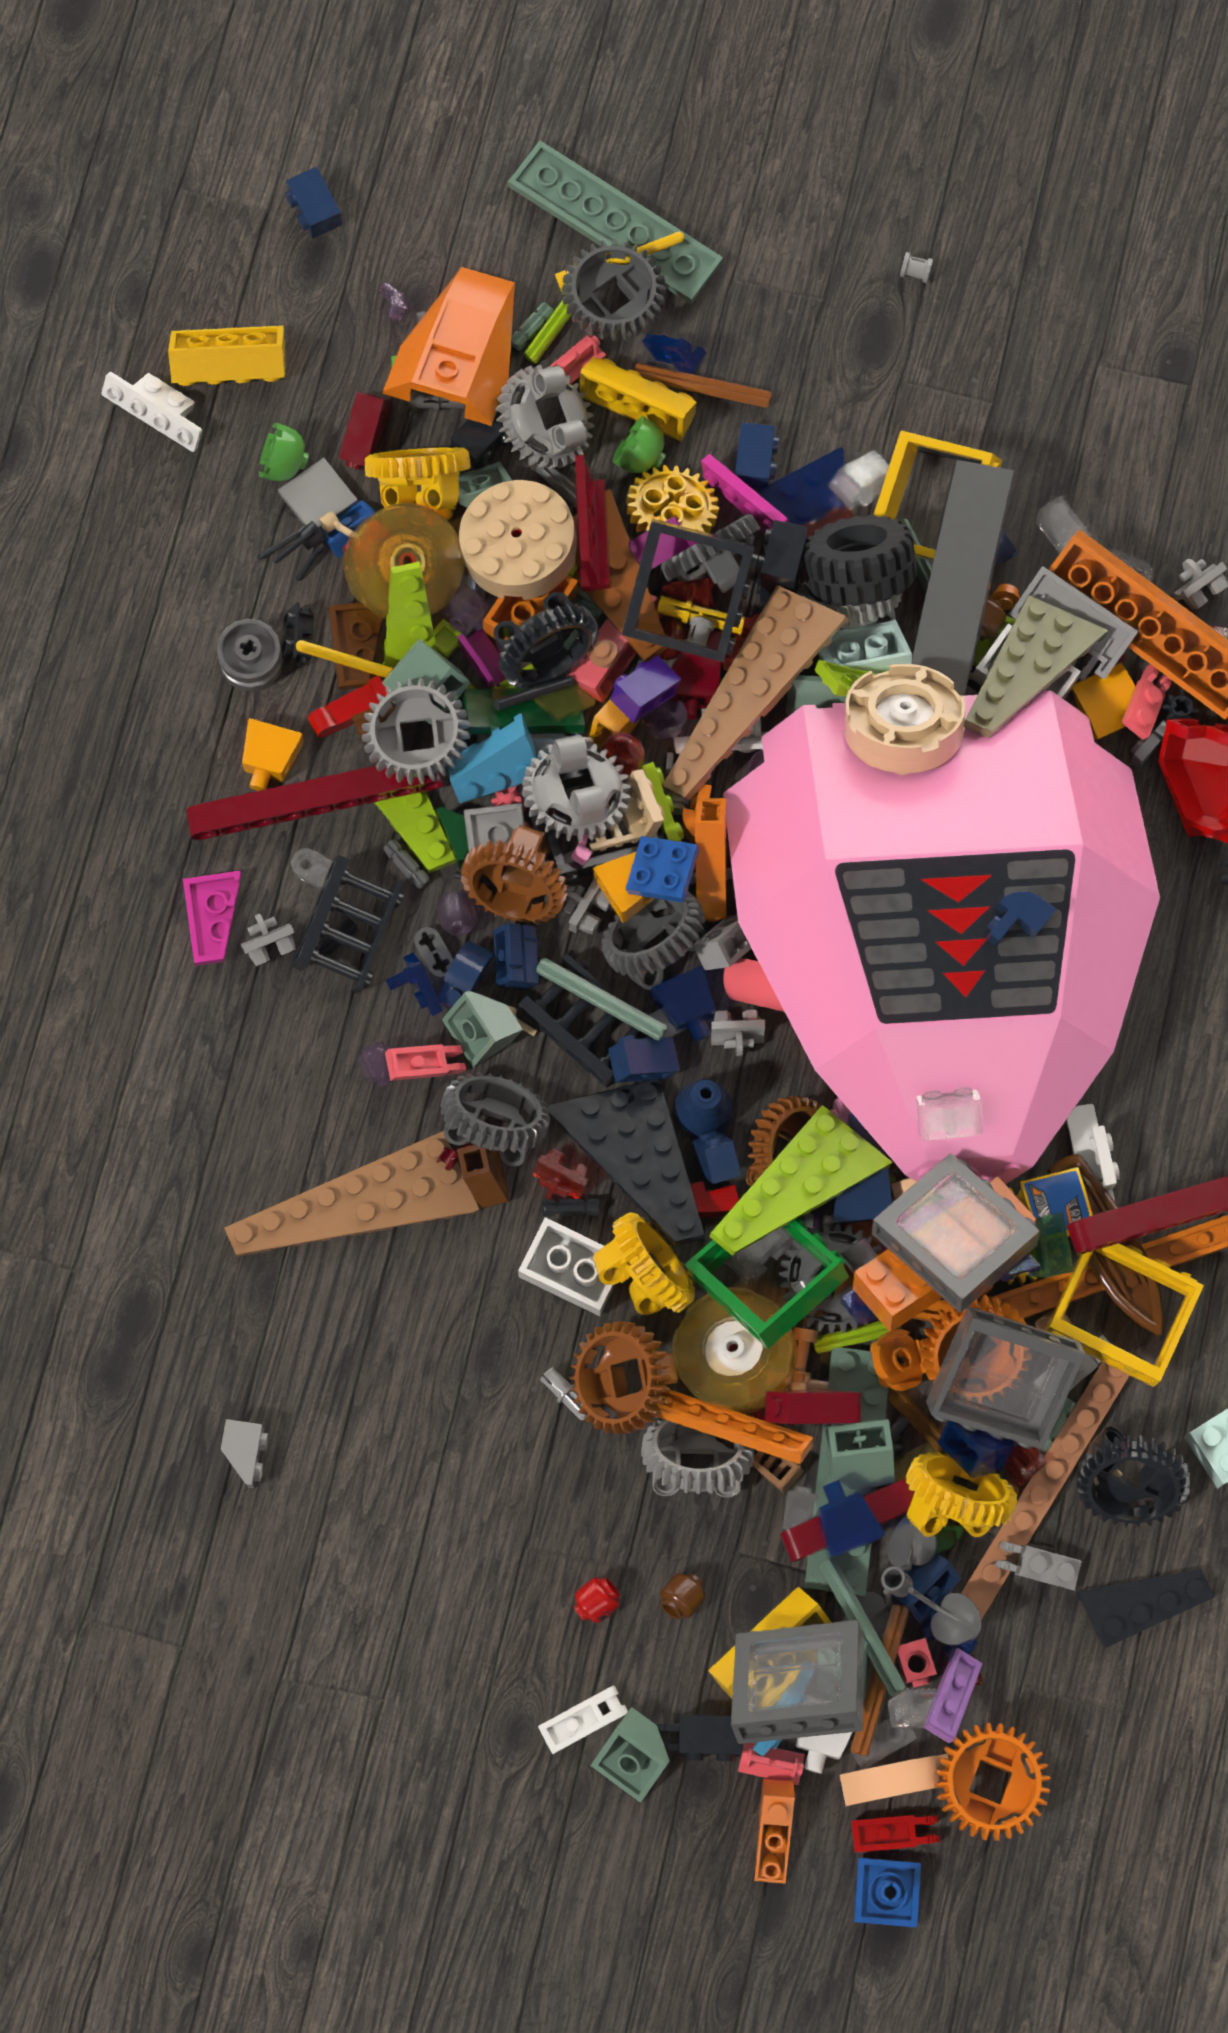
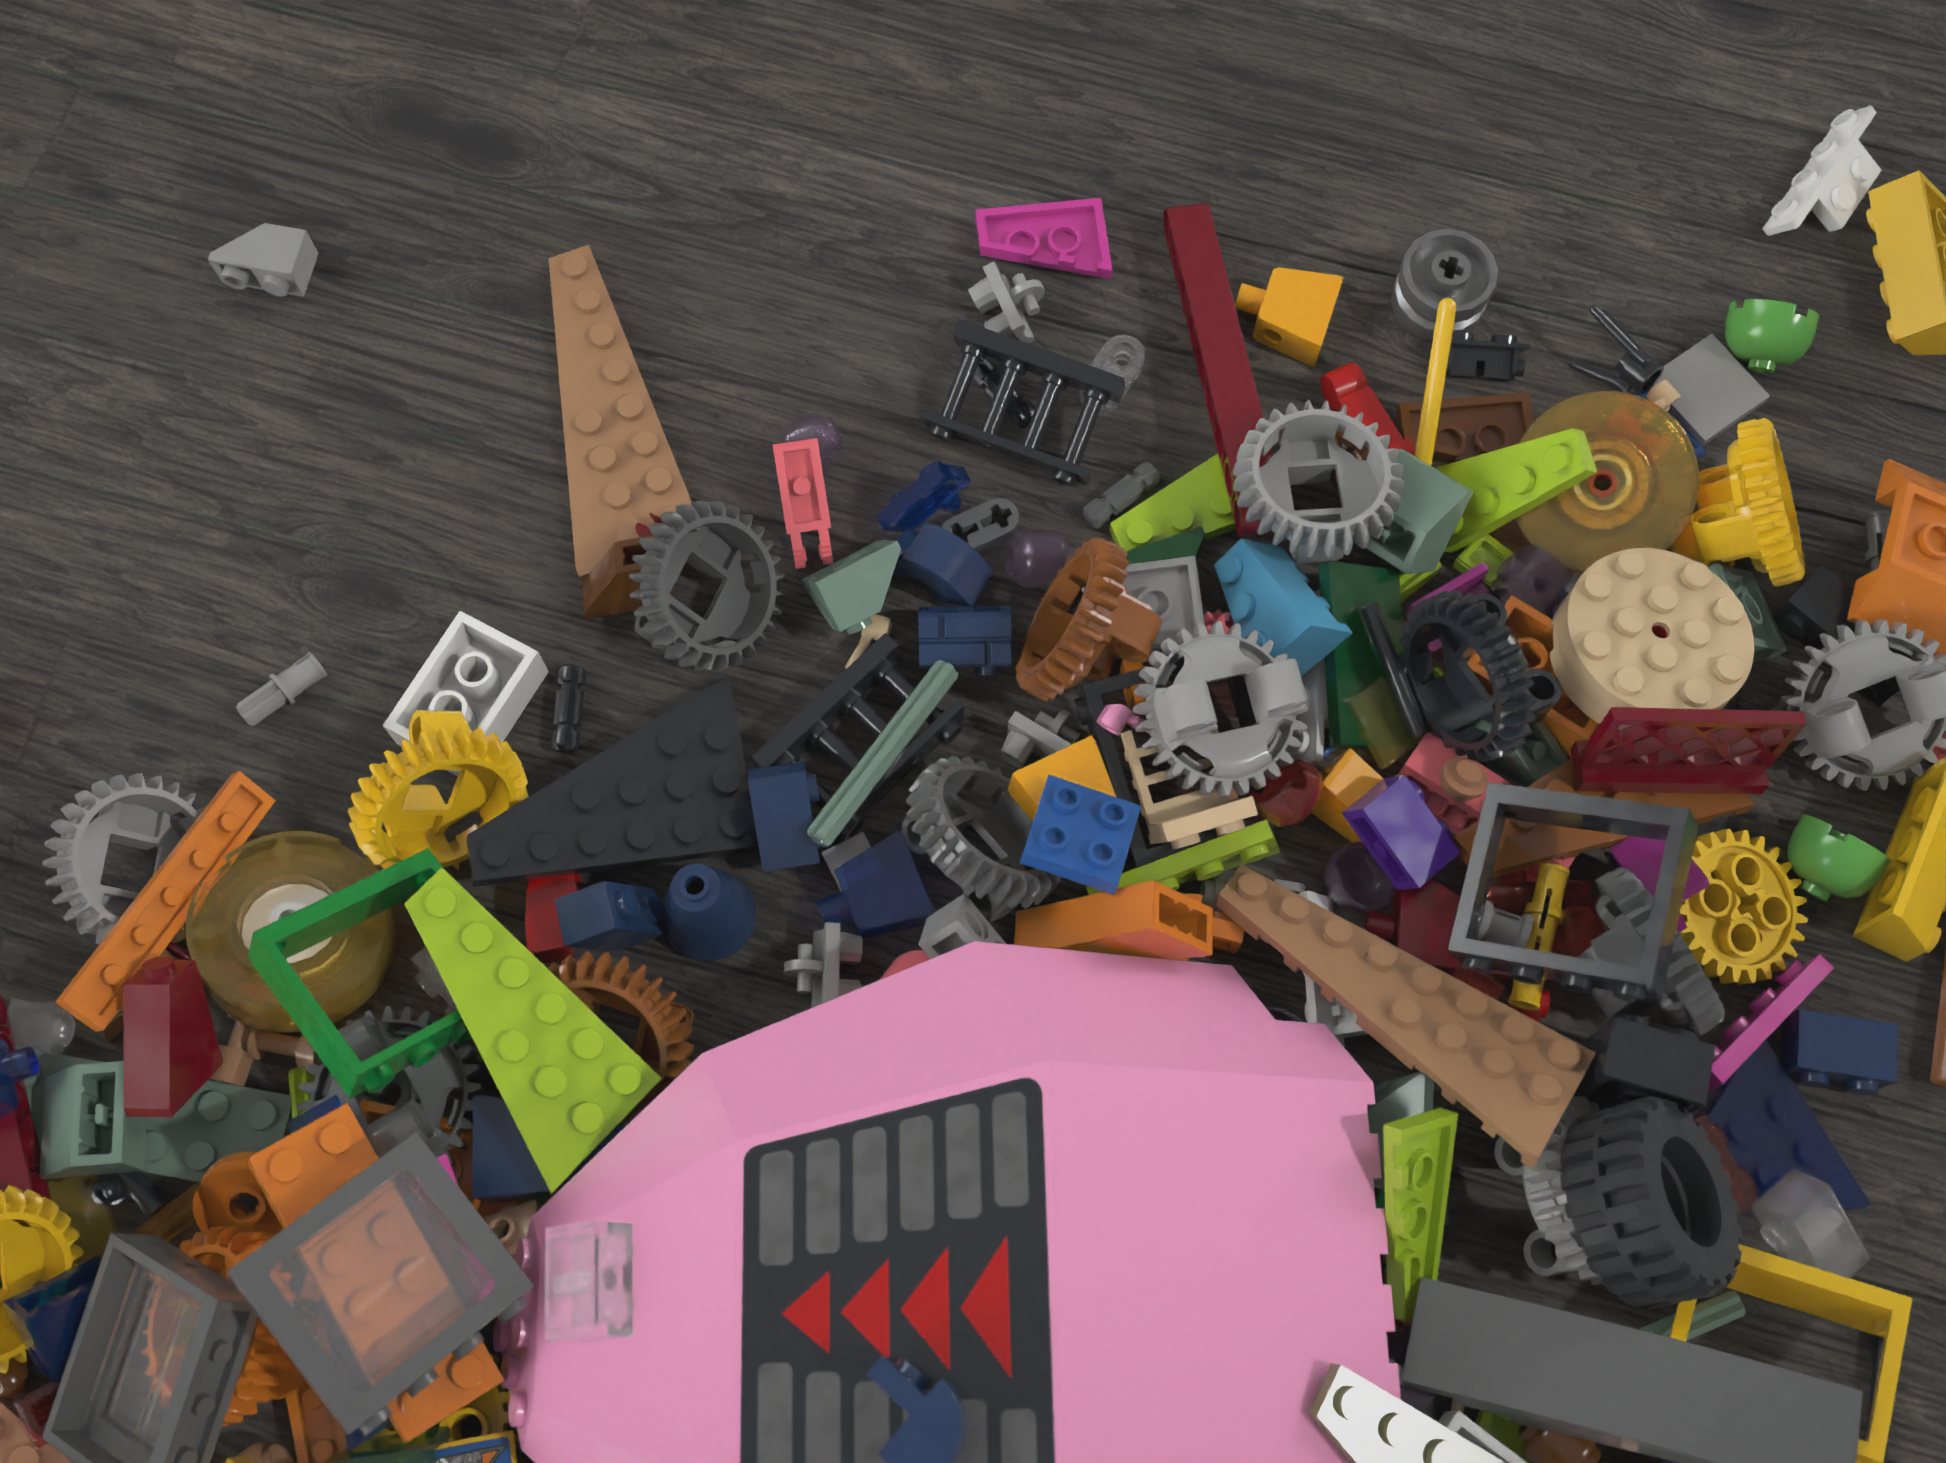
camera: 95 degrees right, 5 degrees down
(364, 428) = (1832, 448): dark red slope -> none
(559, 1178) = (606, 711): clear red hips -> none
(609, 1383) = (279, 744): dark orange piece -> none
(868, 647) = (1487, 1219): light aqua slope -> none
(904, 719) = (1338, 1248): tan piece -> none

